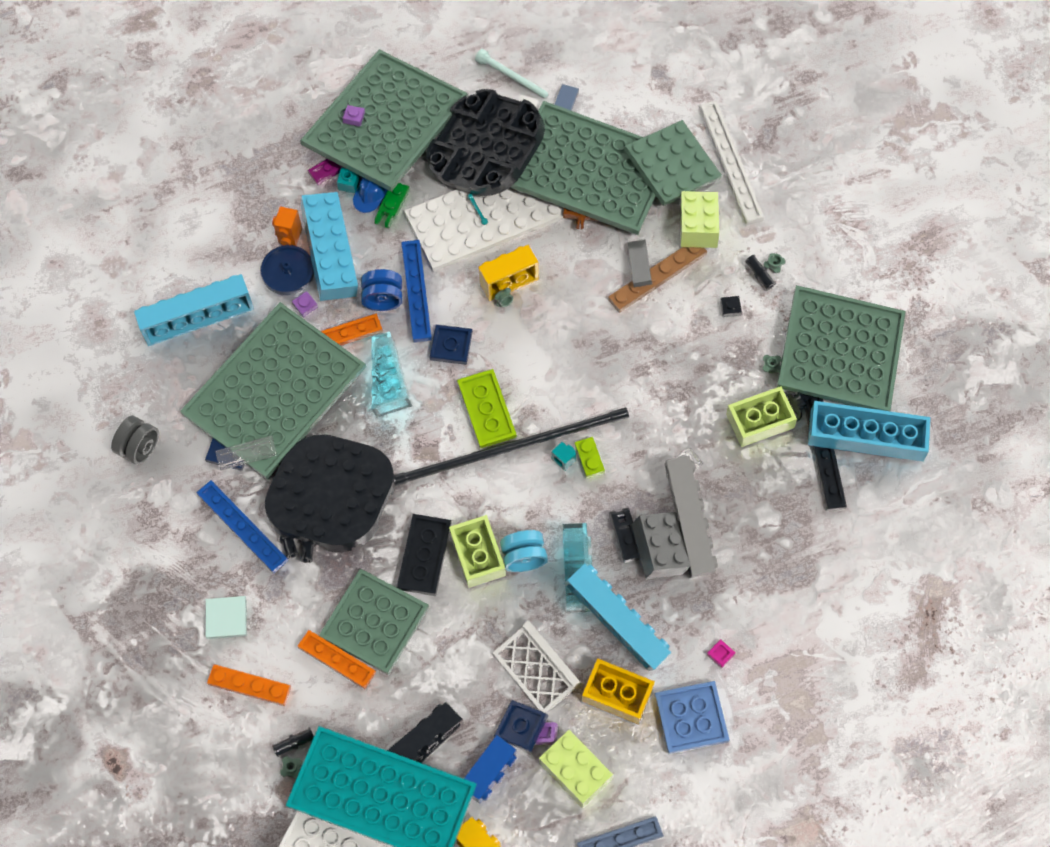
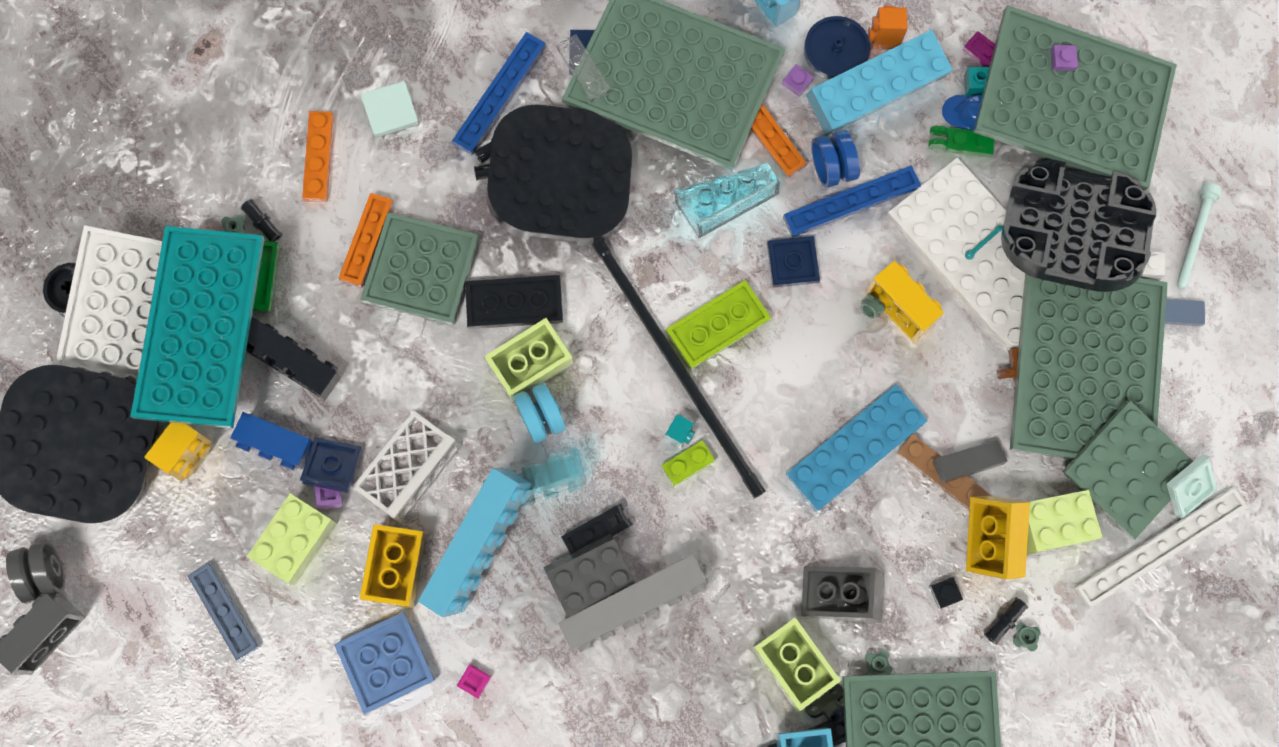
camera: 70 degrees right, 10 degrees up
(608, 338) = (856, 448): none -> dark azure plate
(694, 128) = (1192, 486): none -> light aqua tile
(701, 256) = (997, 537): none -> yellow brick
(715, 374) = (843, 593): none -> dark grey slope

